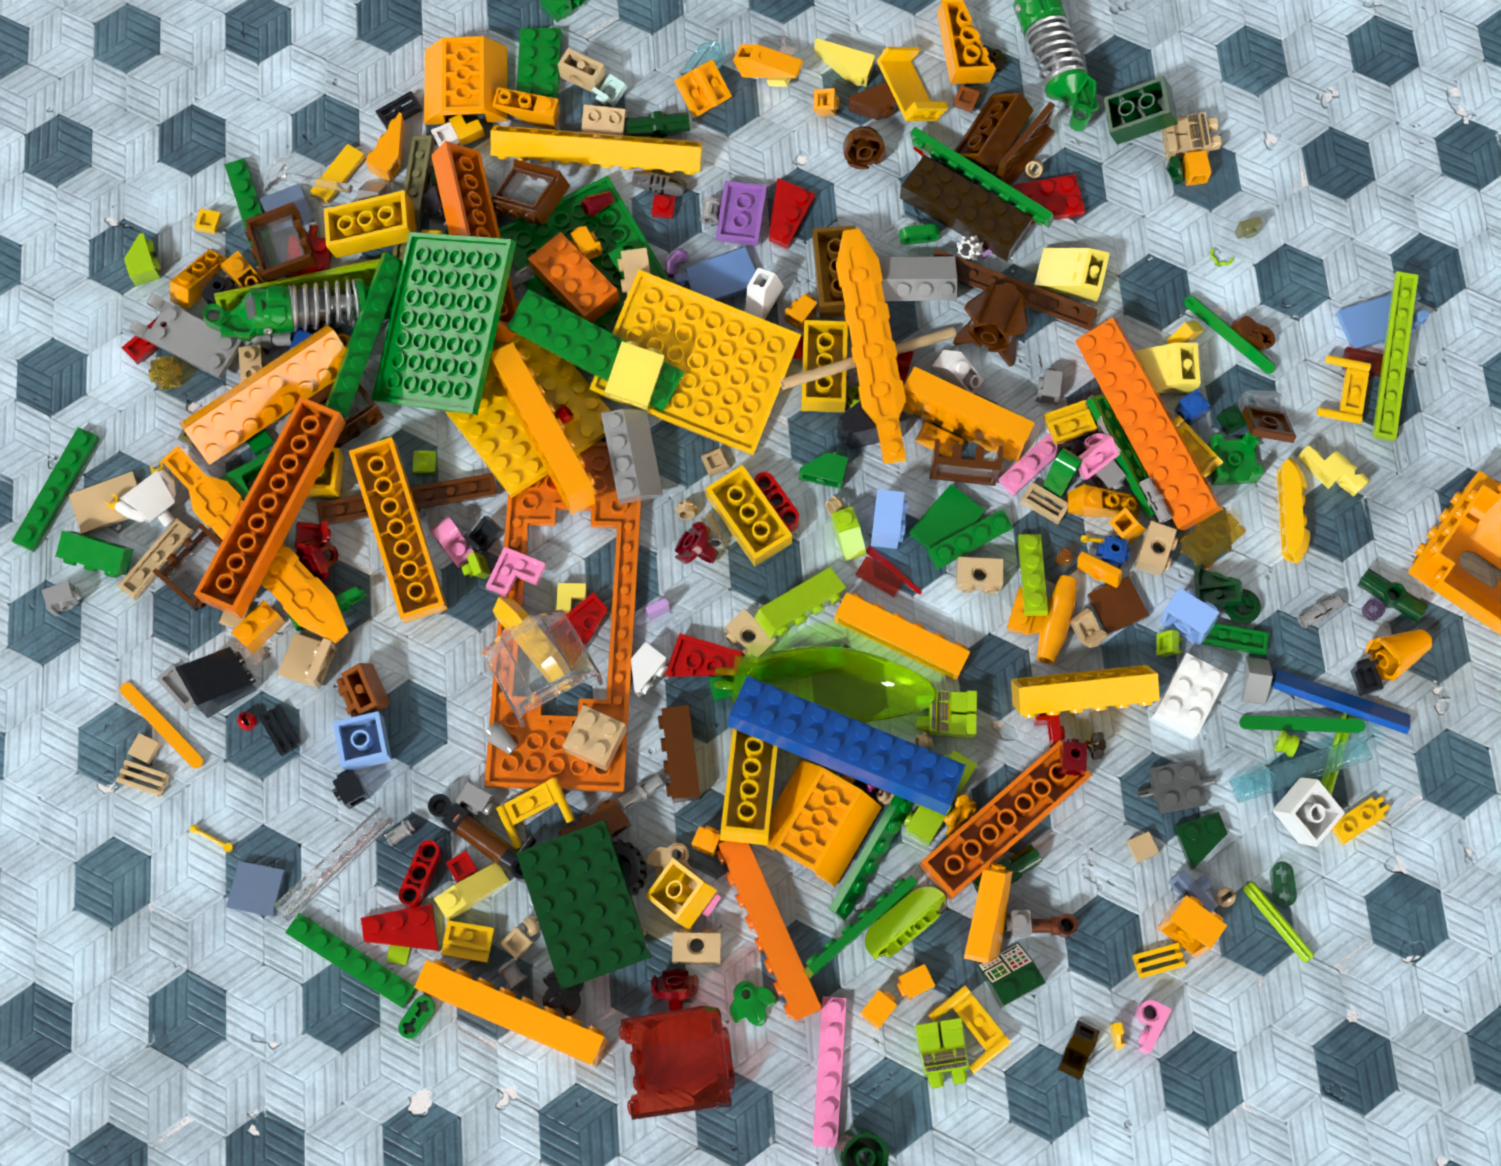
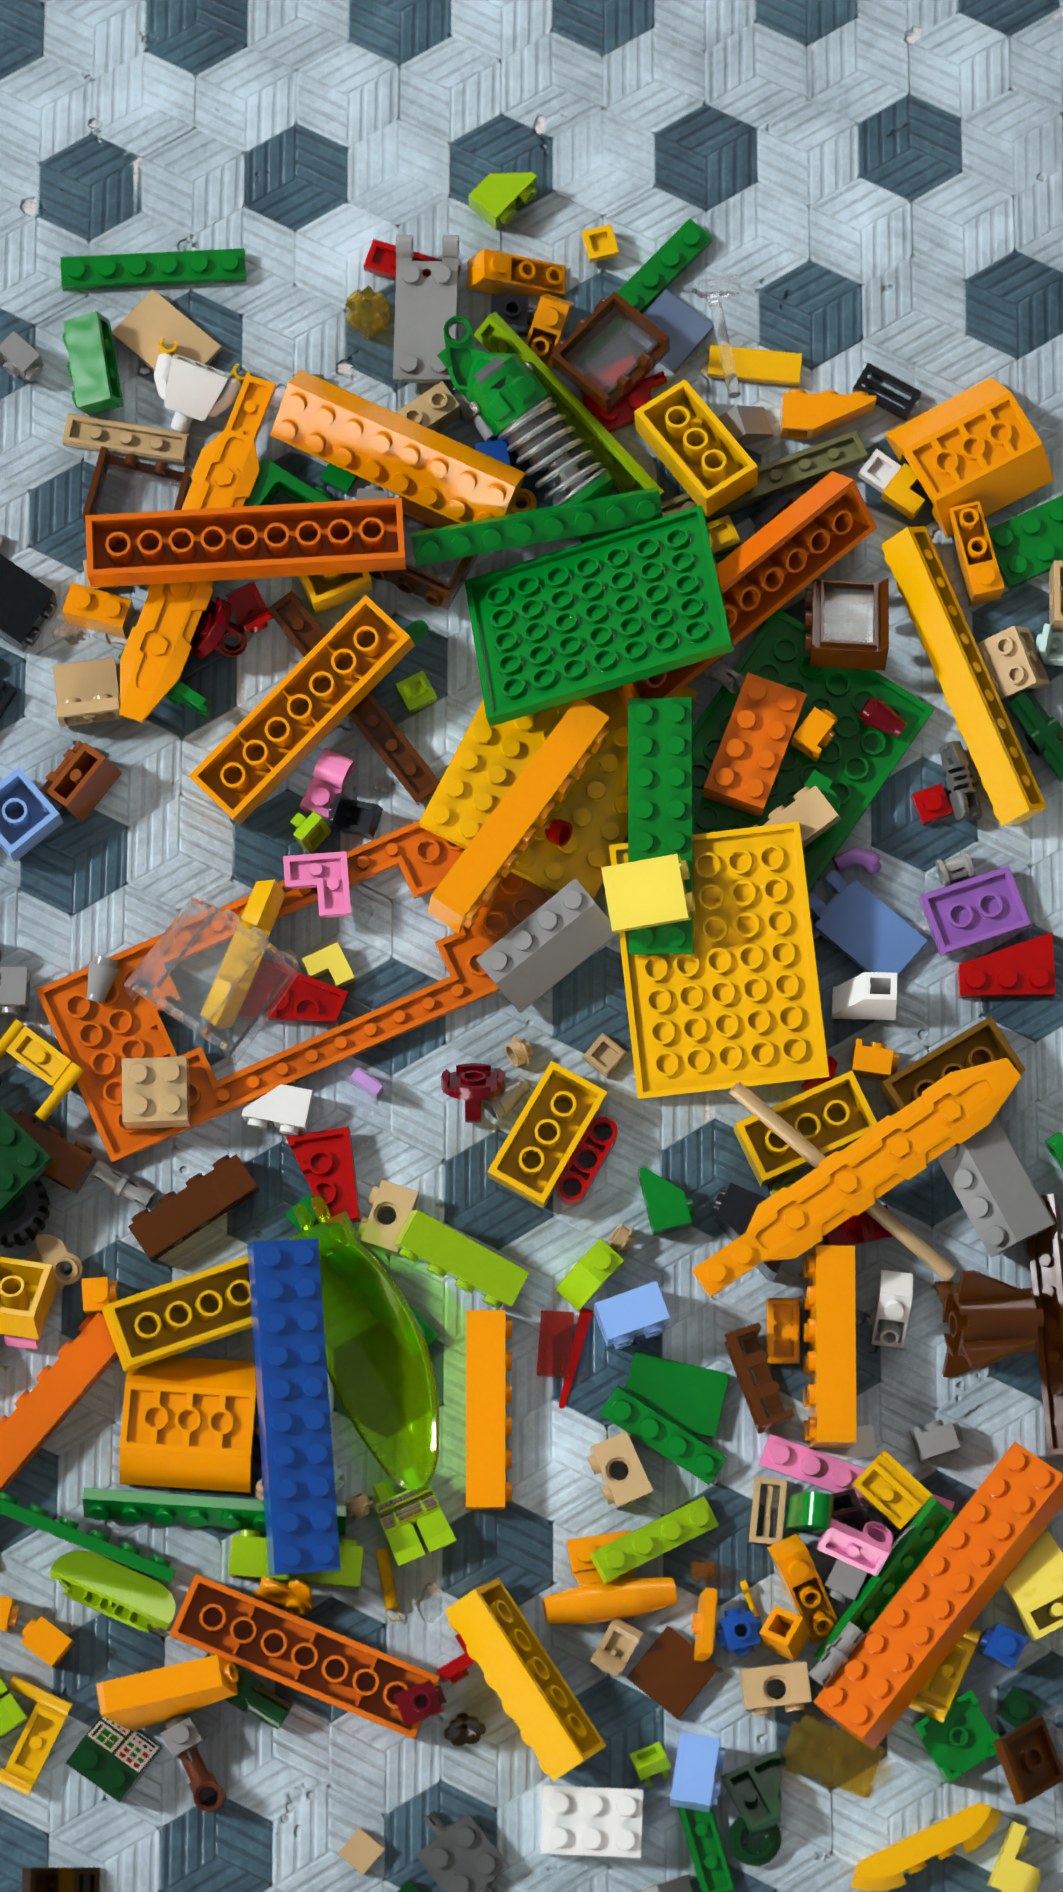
camera: 60 degrees right, 5 degrees up
(978, 748) = (387, 1579): none -> yellow piece

